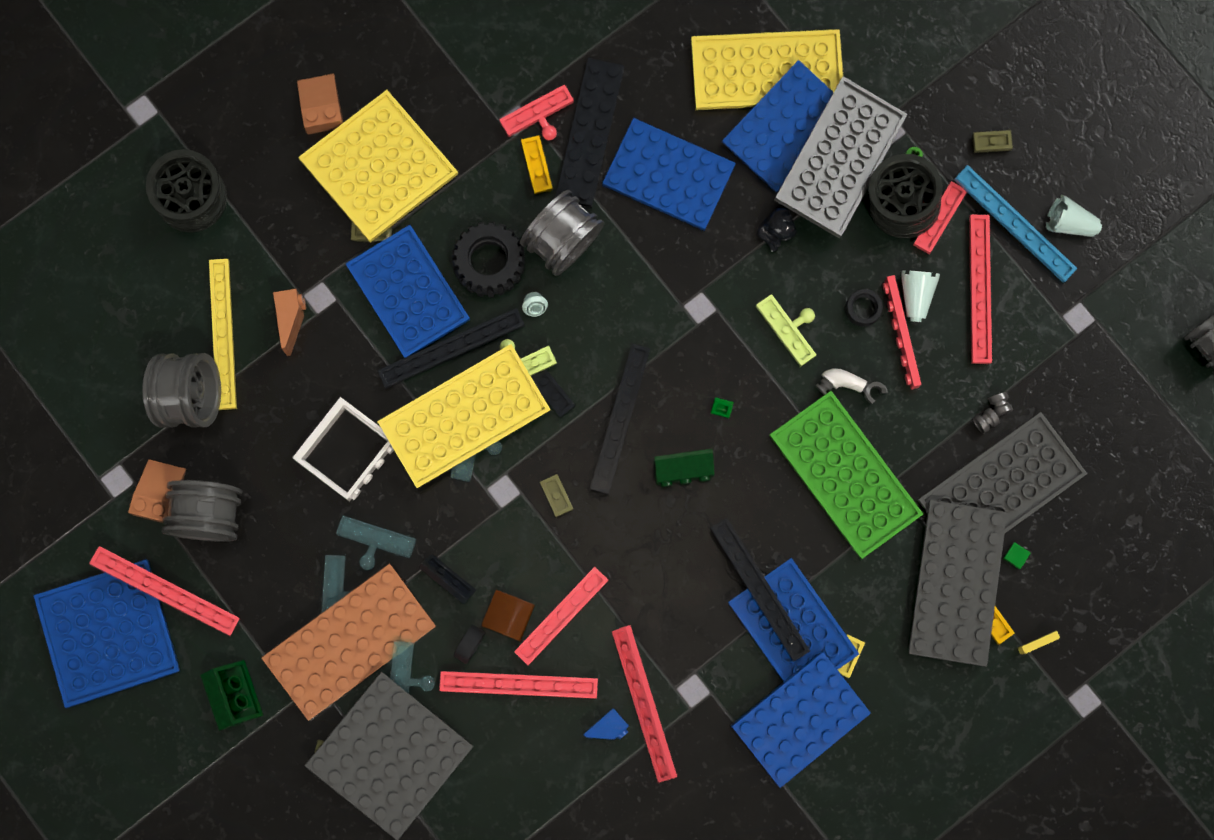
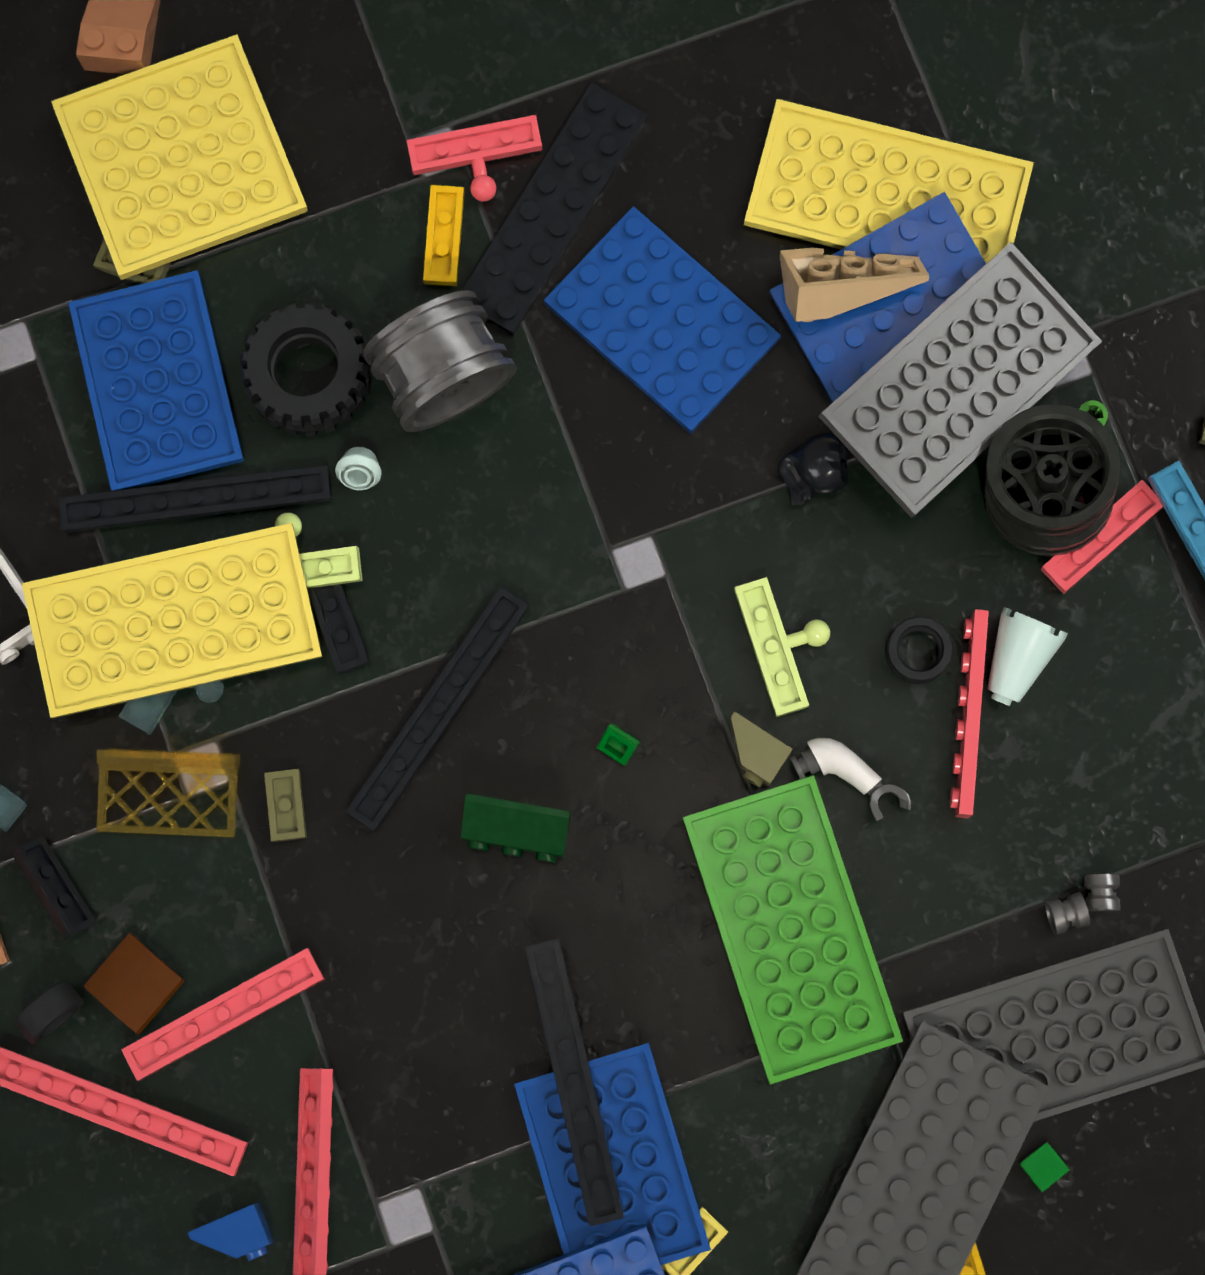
camera: 25 degrees right, 0 degrees up
(484, 493) = (168, 762): none -> clear yellow fence
(756, 127) = (829, 285): none -> tan wedge
(797, 387) = (757, 751): none -> olive slope
(980, 289) = (1132, 682): coral plate -> none

